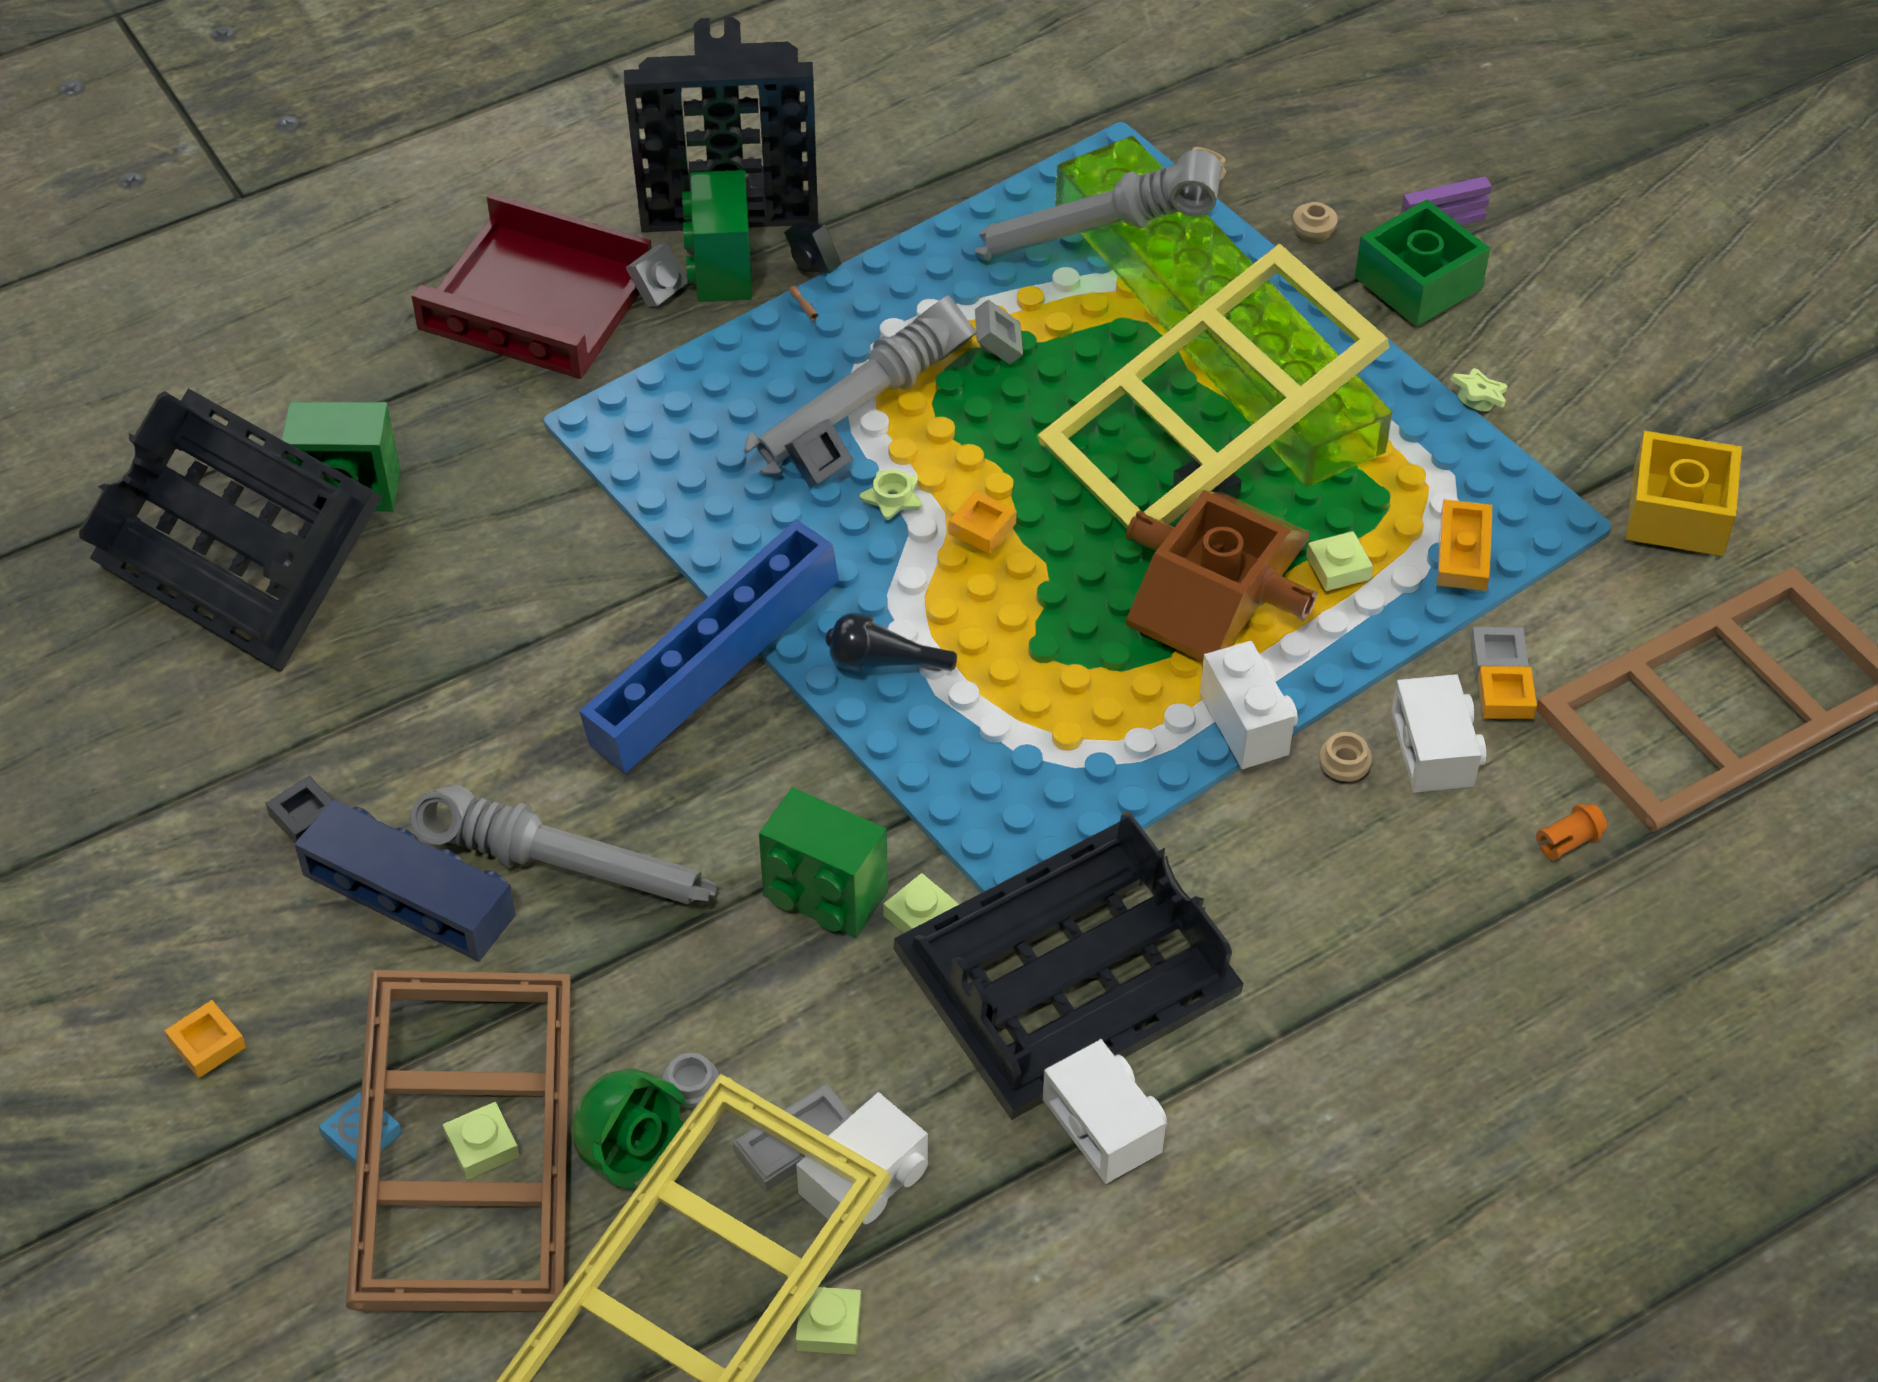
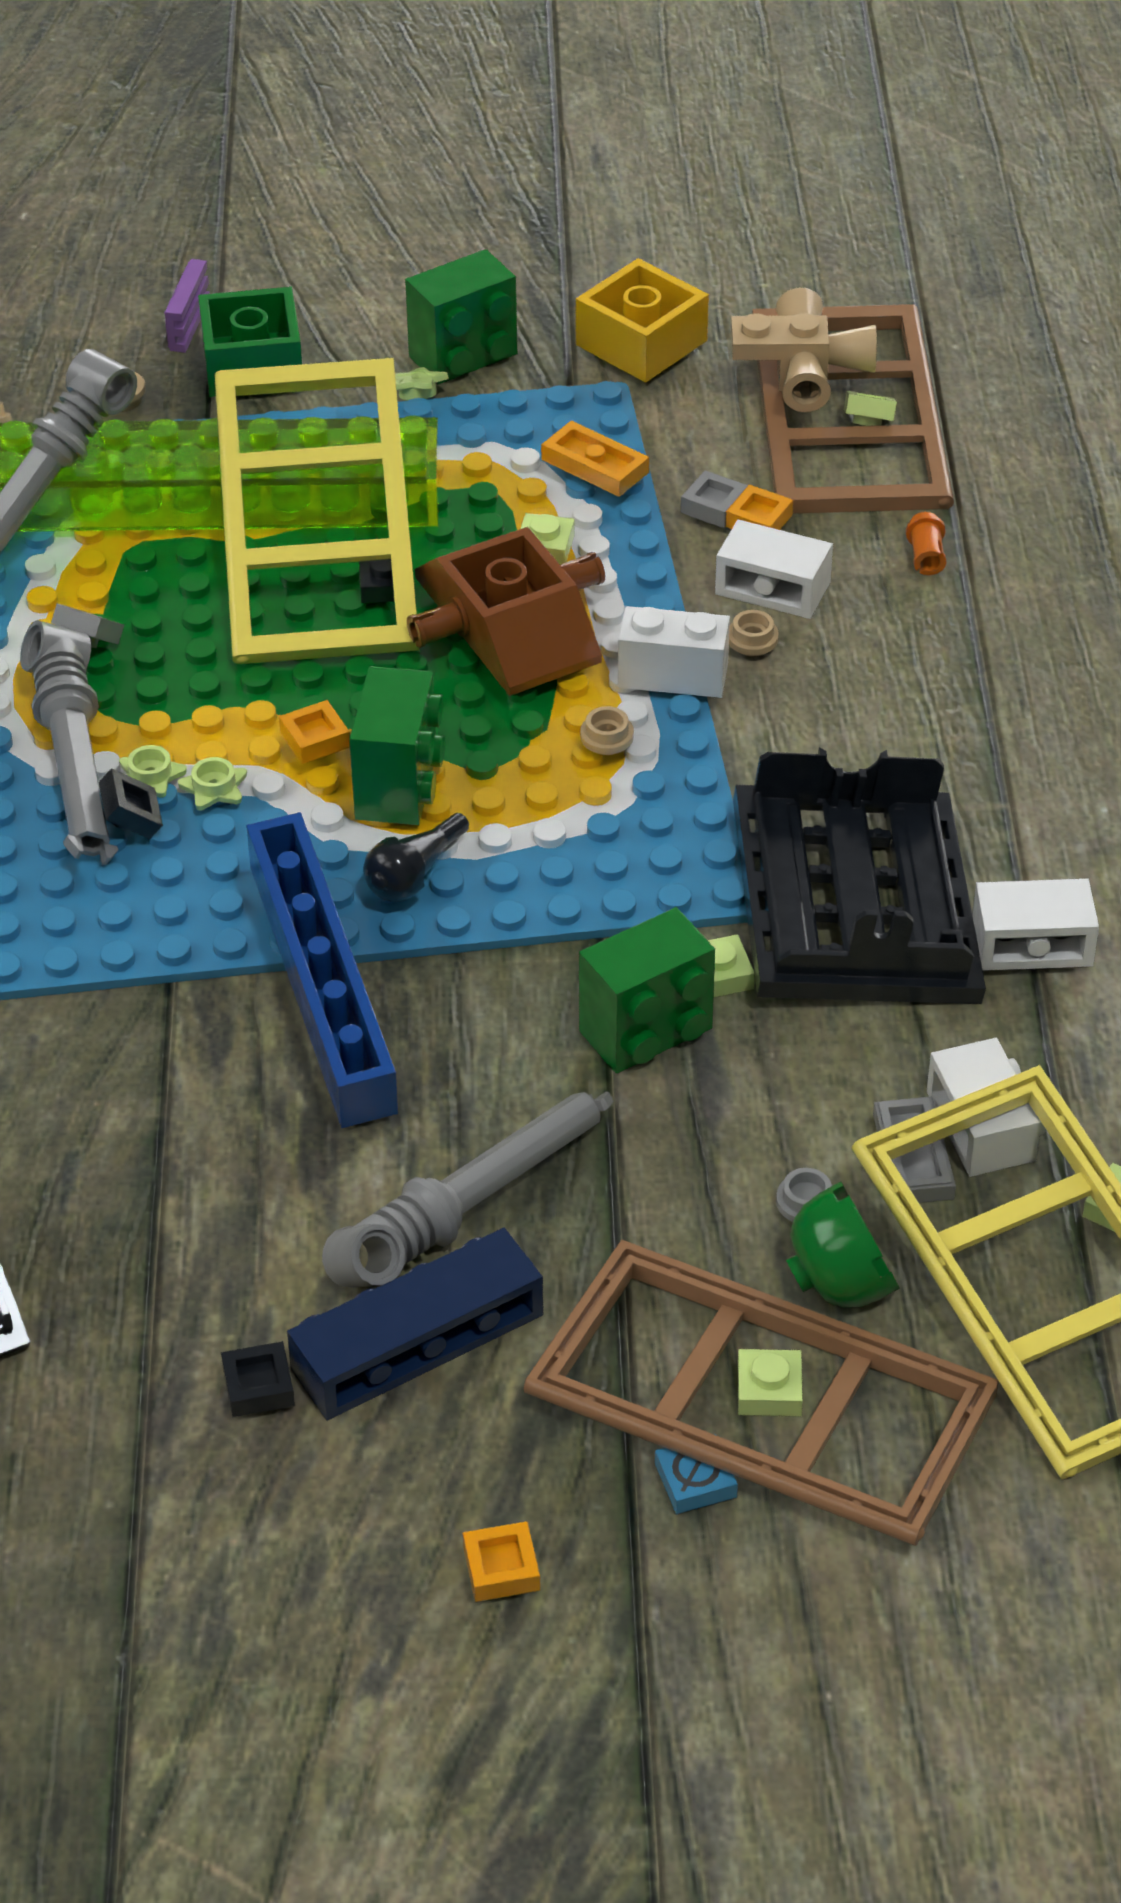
camera: 60 degrees left, 5 degrees down
(876, 439) = (153, 767): none -> yellowish green plate
(976, 570) = (396, 745): none -> green brick
(1125, 696) = (607, 731): none -> tan plate
(1566, 372) = (462, 315): none -> green brick
(1723, 708) = (869, 408): none -> yellowish green plate
(1735, 618) = (802, 347): none -> tan brick

